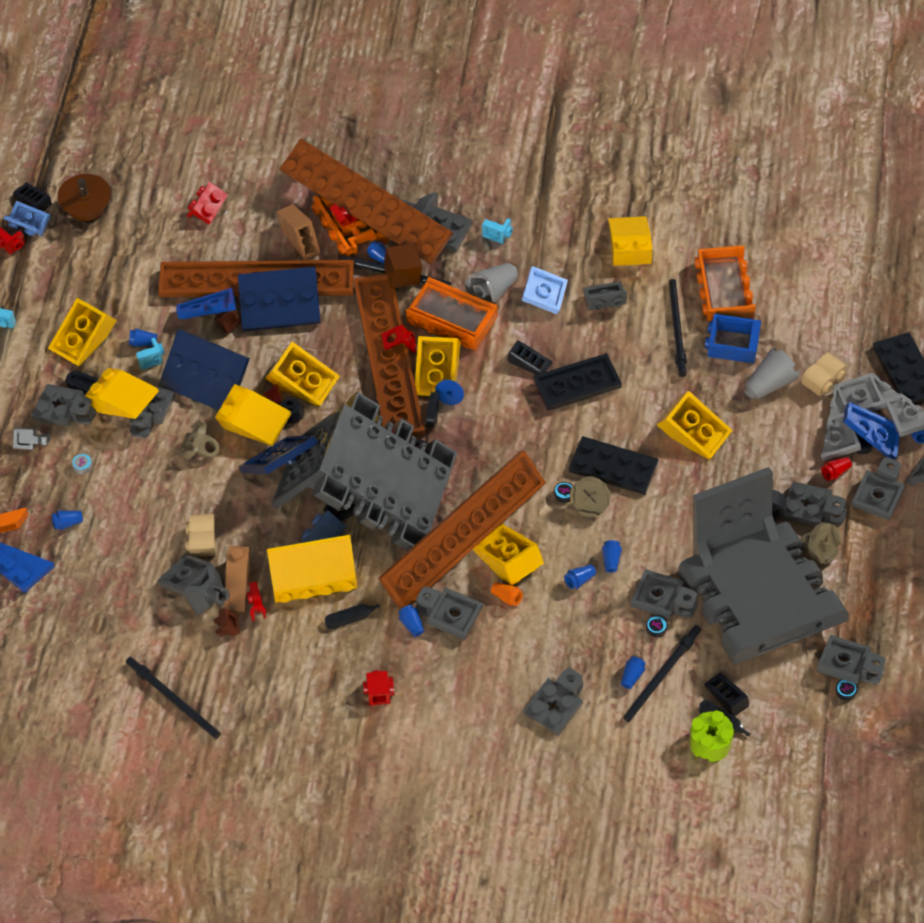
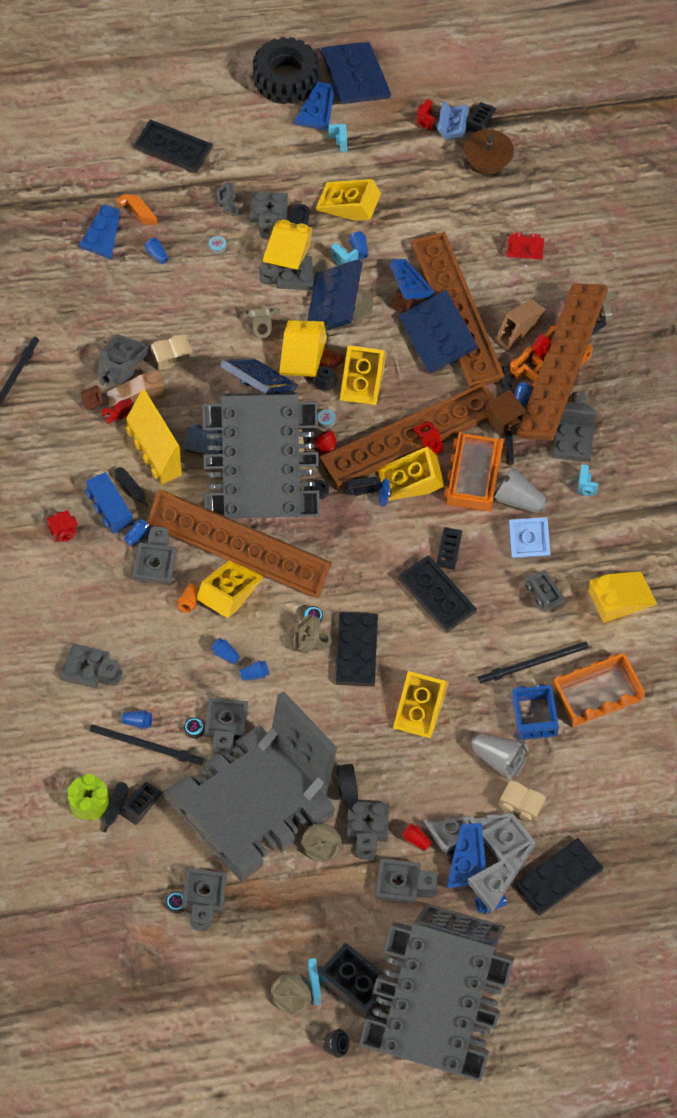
camera: 70 degrees right, 5 degrees up
(366, 637) = (108, 503): none -> blue brick

